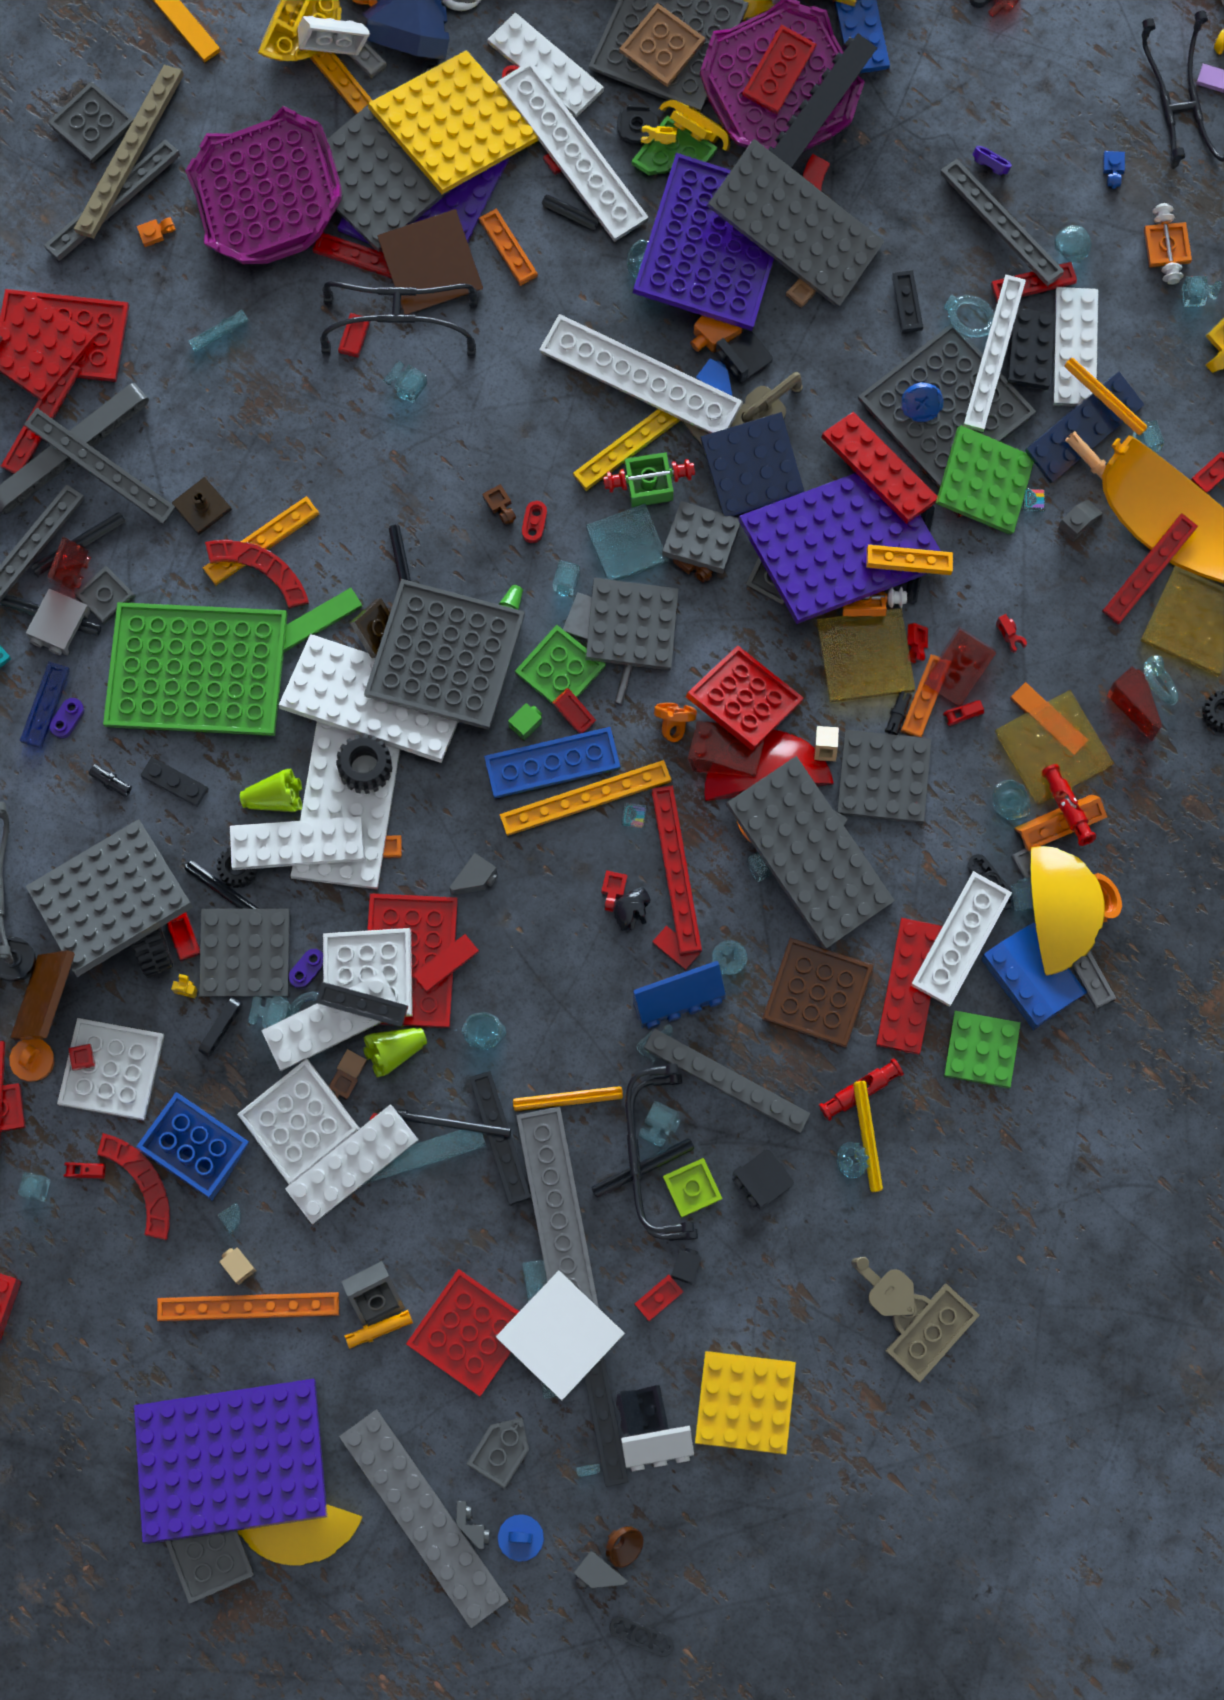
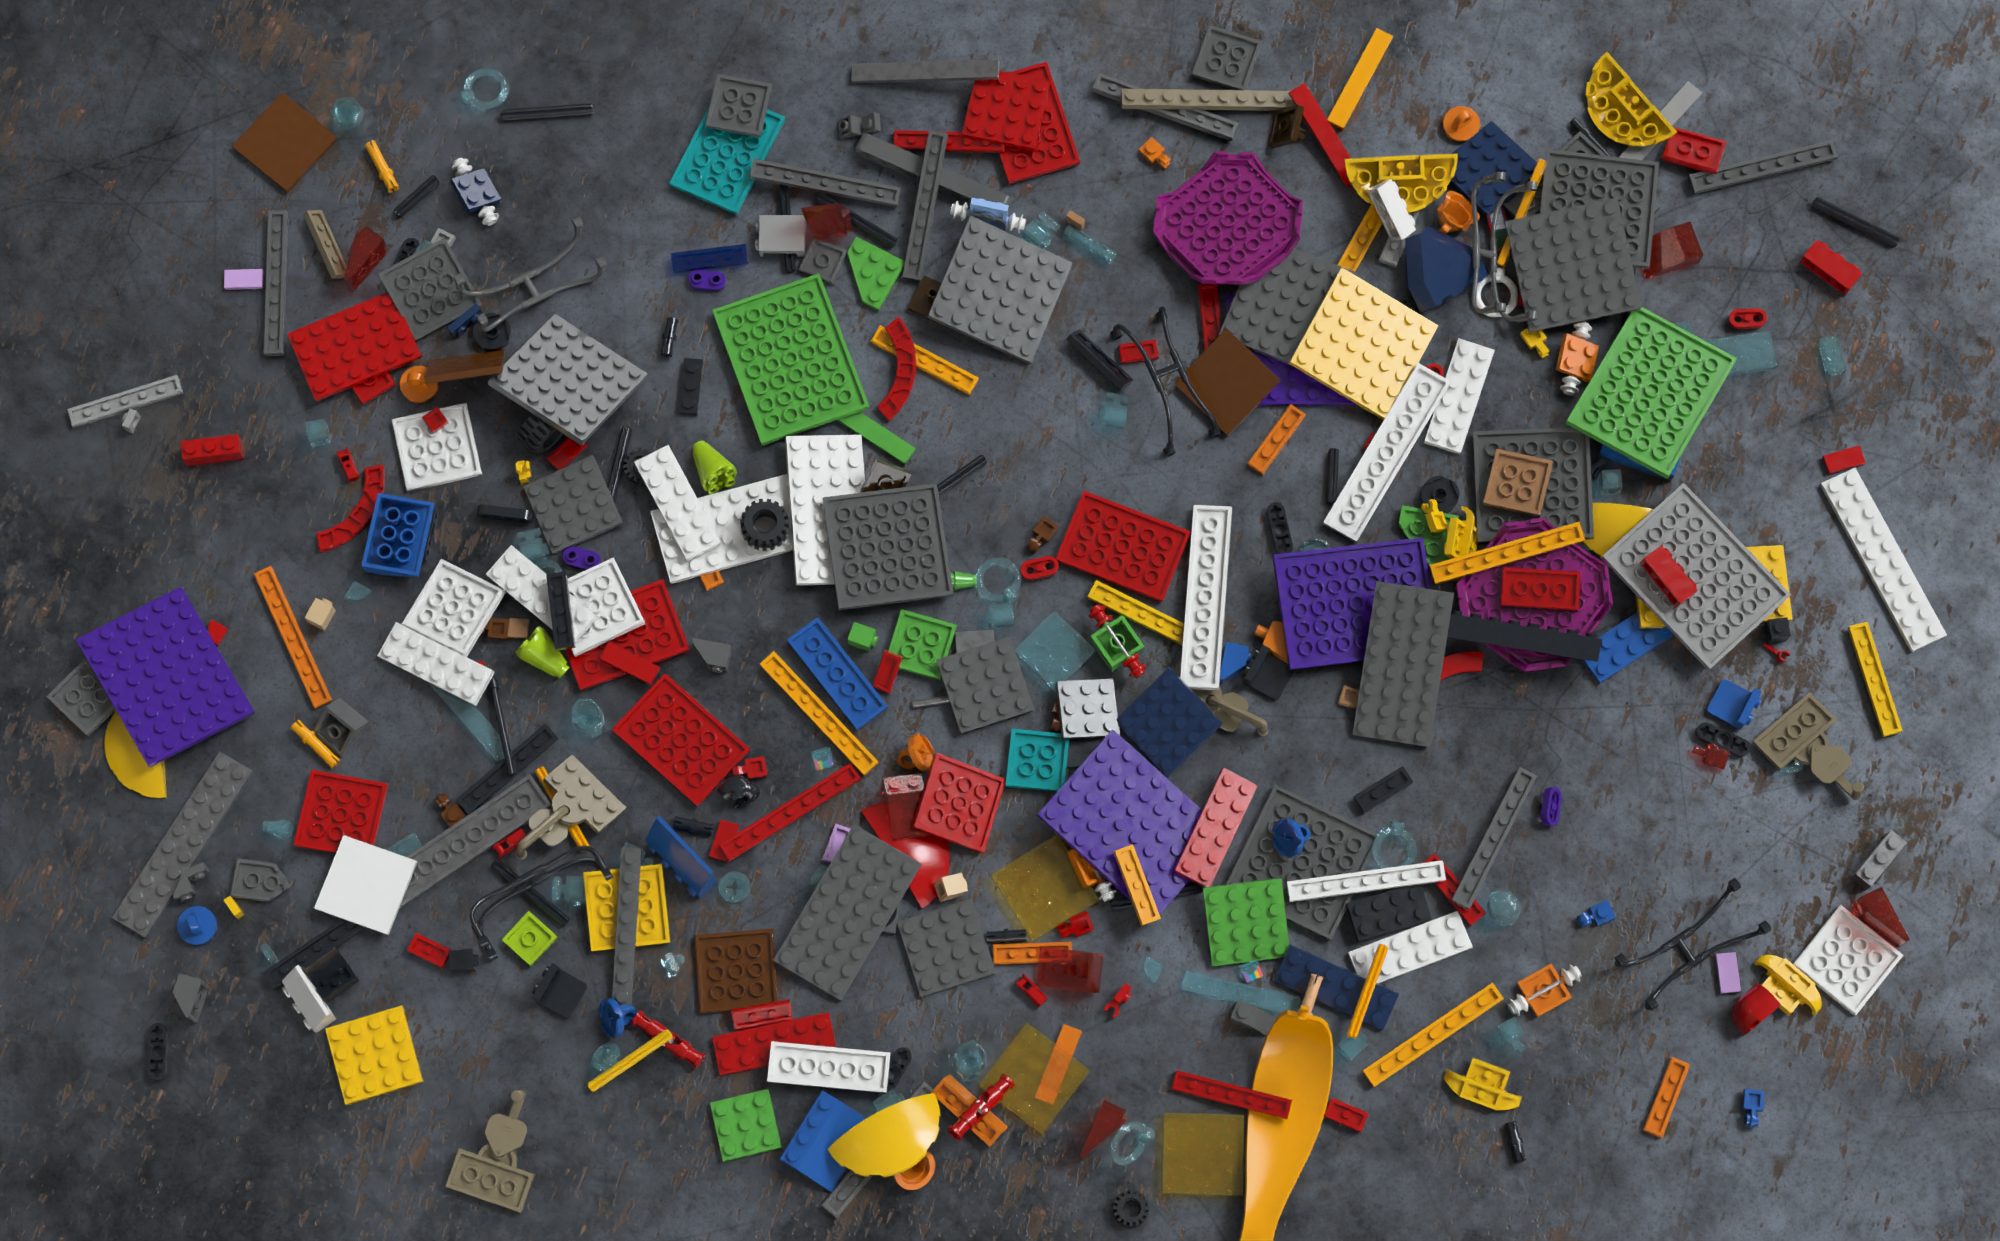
camera: 65 degrees right, 0 degrees up
(142, 410) = (989, 212): none -> plate
(142, 550) = (874, 272): none -> bright green plate
(182, 373) = (1039, 233): none -> clear light blue brick
(187, 333) = (1075, 220): none -> medium nougat tile
(193, 96) = (1287, 127): none -> dark brown tile
(203, 1386) = (217, 631): none -> red tile
(217, 66) = (1322, 130): none -> red tile
(225, 434) = (999, 289): none -> plate
(353, 370) = (1099, 359): none -> black plate
(453, 1405) = (281, 828): none -> clear light blue cone
(519, 1488) = (233, 906): none -> yellow tile
(522, 1215) = (453, 813): none -> reddish brown plate
(548, 561) = (1007, 595): none -> clear light blue piece
(549, 433) = (1123, 546): none -> red plate
(550, 947) = (681, 740): none -> red plate
(566, 1074) = (577, 794): none -> plate
(579, 1163) = (512, 841): none -> red bar
(585, 284) = (1282, 515): none -> black beam
(627, 1549) = (218, 1011): reddish brown piece -> none
(647, 971) = (693, 826): none -> black pin
(693, 1096) = (603, 908): none -> yellow plate
(730, 81) = (1507, 553): none -> light orange plate
(730, 837) = (836, 839): none -> lavender tile
(732, 607) = (1037, 760): none -> teal plate
(783, 1052) = (672, 964): none -> clear light blue tile
(816, 1133) = (614, 1017): none -> blue tile
(875, 984) = (762, 1014): none -> red tile
(991, 590) = (1153, 969): none -> clear light blue tile
(1050, 519) = (1234, 991): none -> clear light blue tile
(1168, 362) = (1432, 1035): none -> light orange plate

